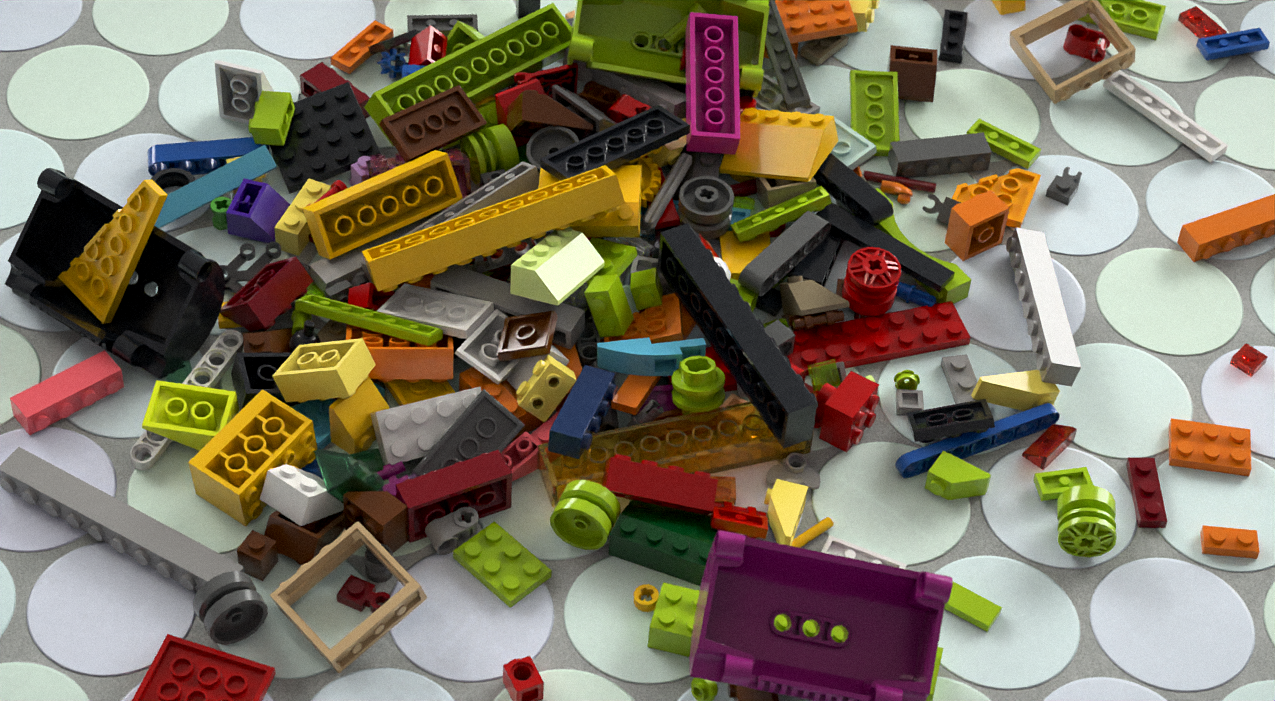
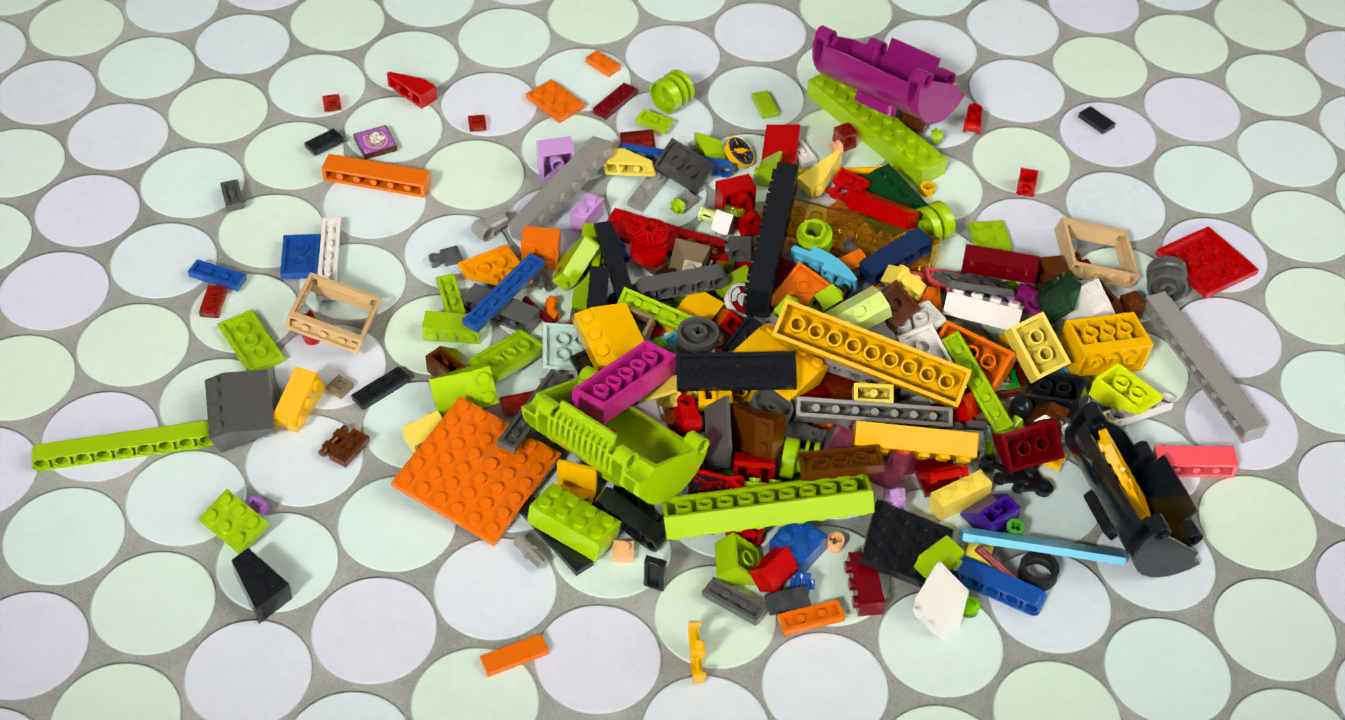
camera: 140 degrees left, 0 degrees up
(216, 158) = (993, 561): none -> dark red bar
(222, 130) = (971, 608): none -> clear neon green tile
(817, 80) = (512, 403): none -> clear red plate
(850, 482) = (764, 171): none -> lime slope
(864, 52) = (472, 383): none -> lime slope
(880, 537) = (782, 138): none -> red tile
(914, 489) = (739, 152): none -> tile
(926, 231) = (574, 262): none -> lime slope
(946, 148) = (503, 292): none -> blue plate
(960, 112) = (448, 328): none -> lime brick
(987, 305) = (588, 210): none -> lavender brick
(988, 18) = (340, 386): none -> dark tan tile
(1066, 234) = (486, 228): none -> light grey piece
(1099, 339) = (553, 155): none -> lavender brick
(1194, 100) = (300, 256): none -> blue plate

